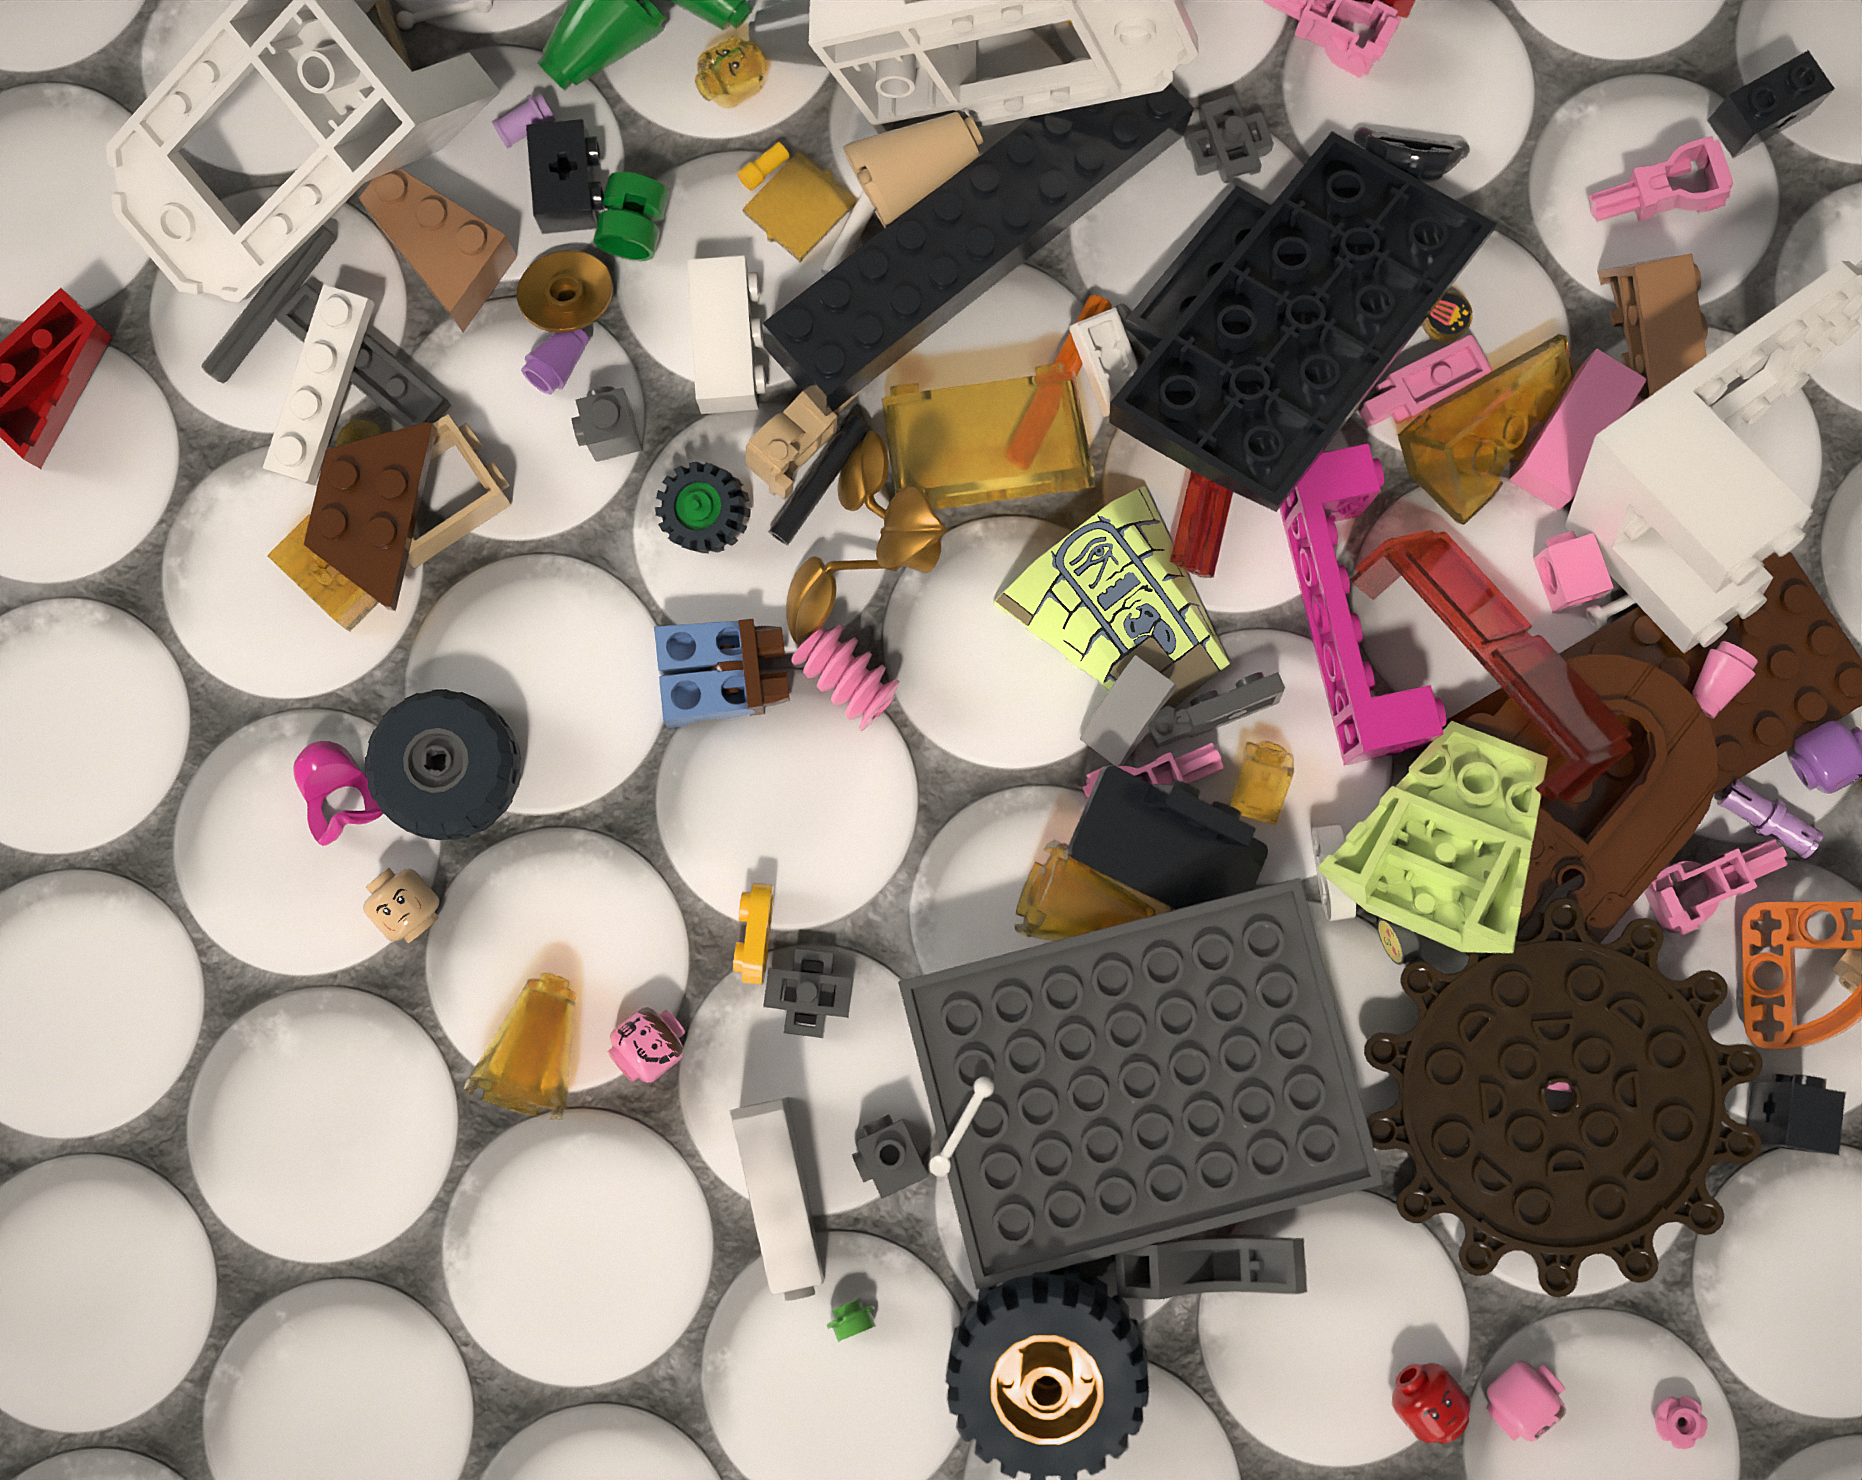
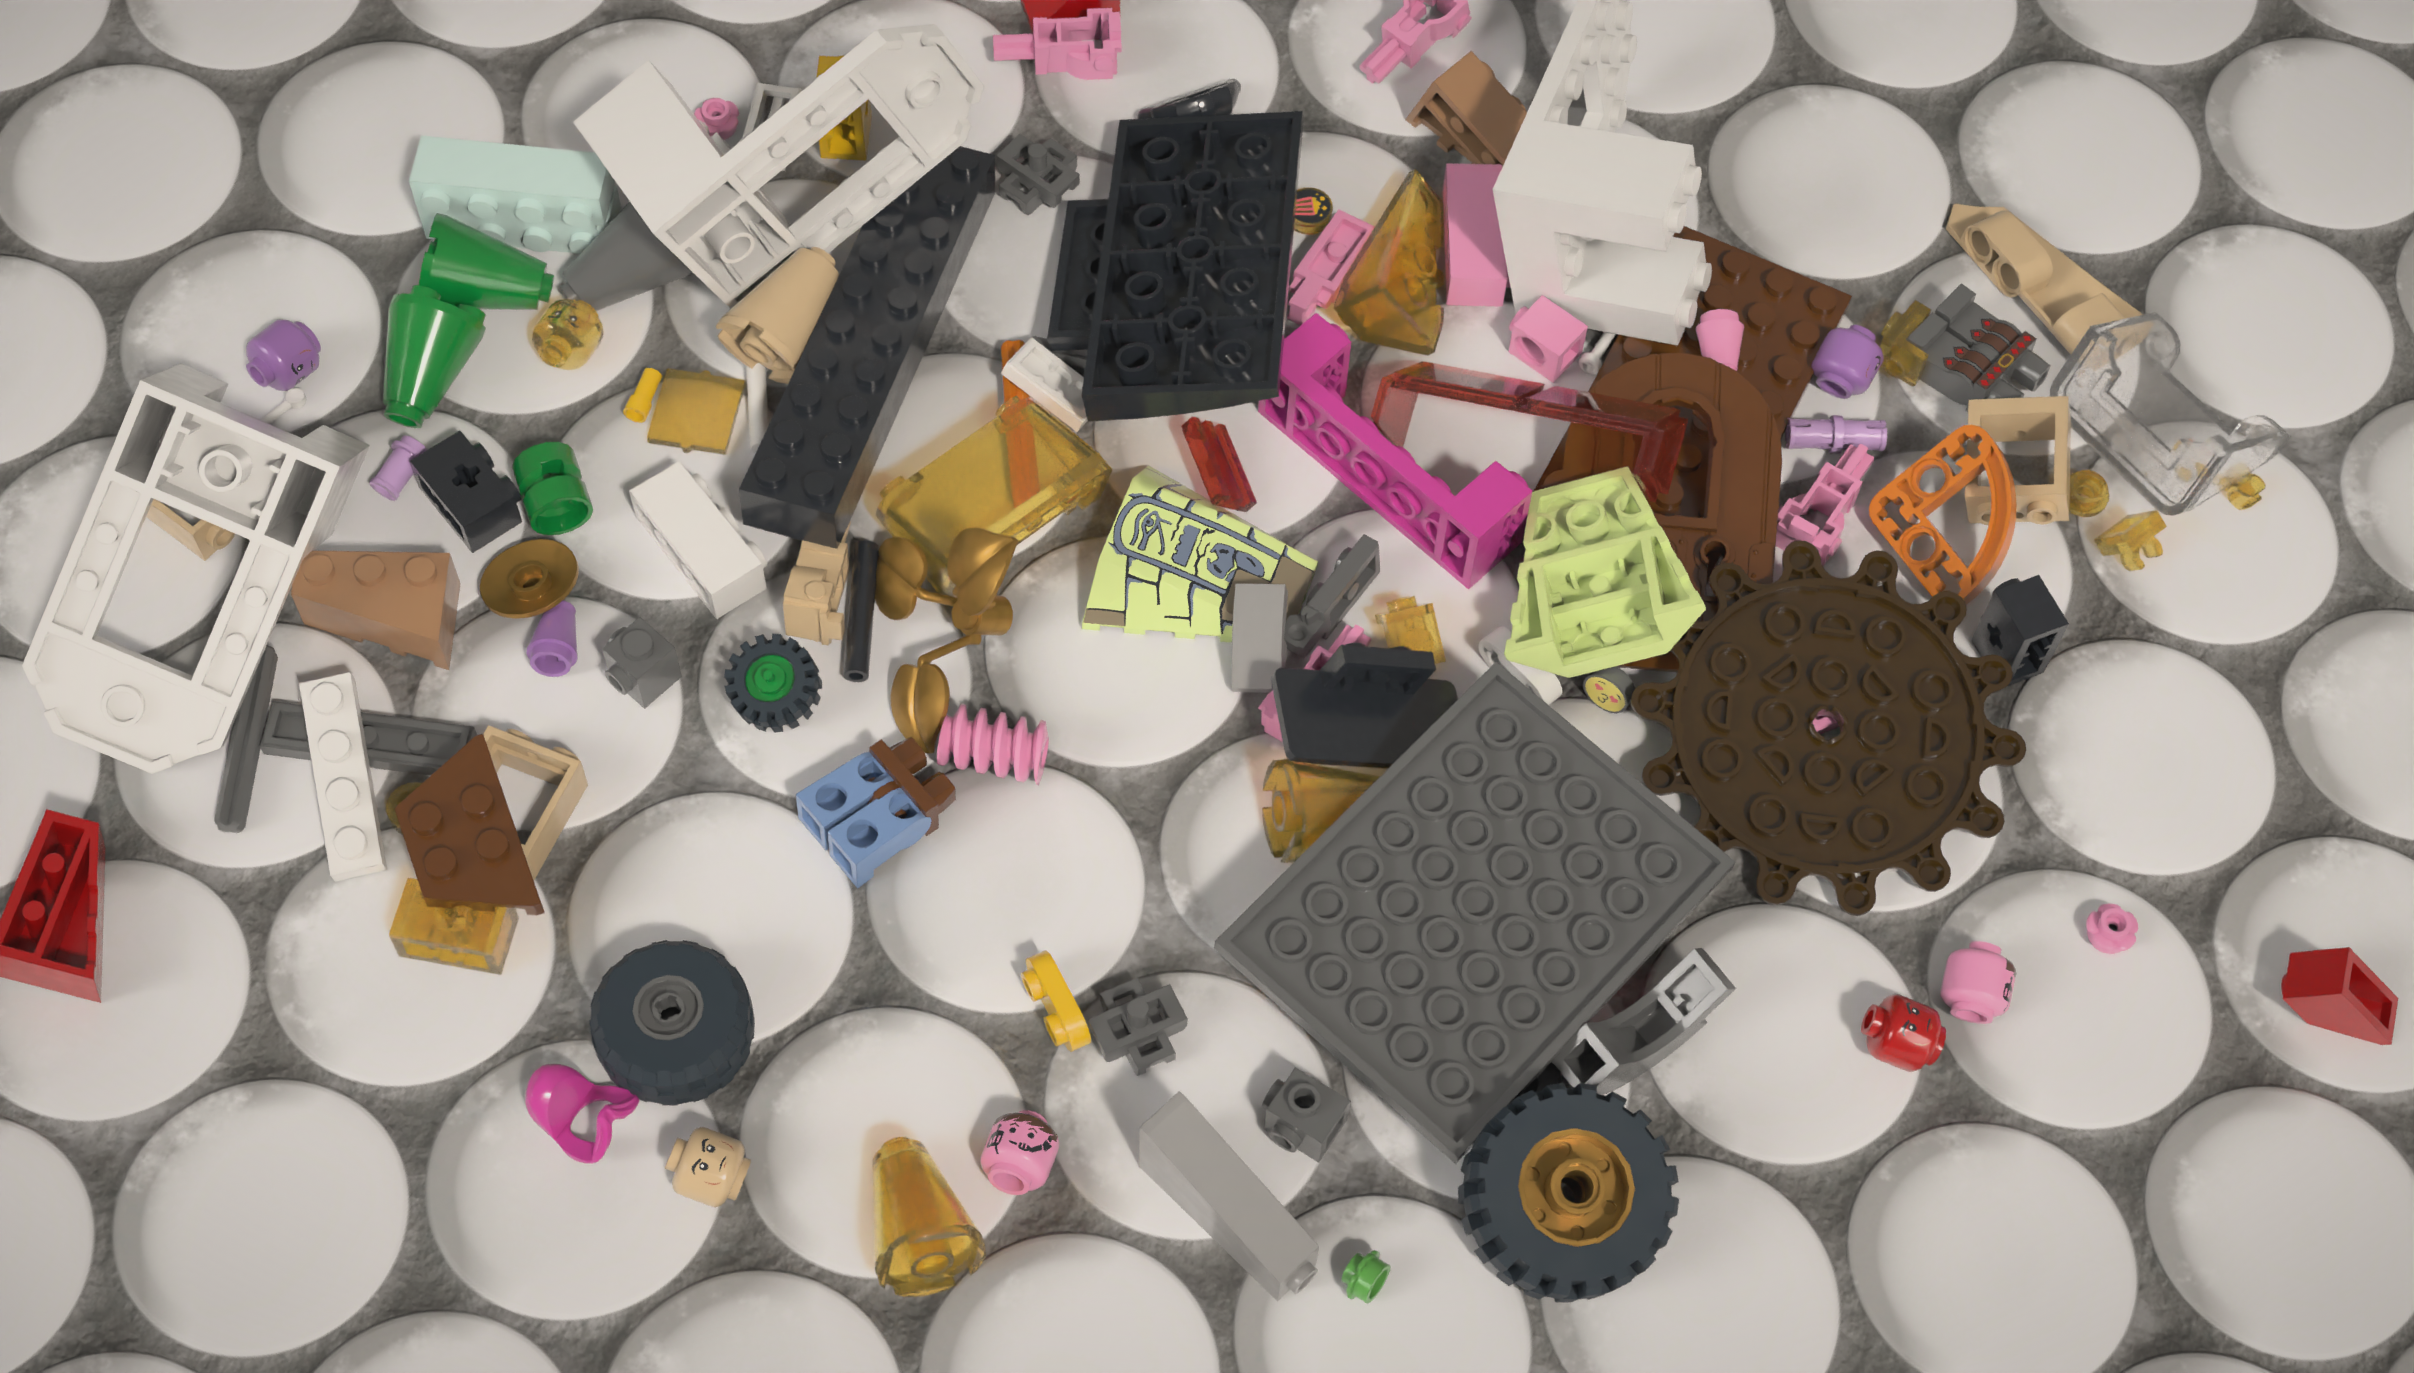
camera: 35 degrees left, 20 degrees down
(940, 1163) = (1354, 1067): white hinge -> none

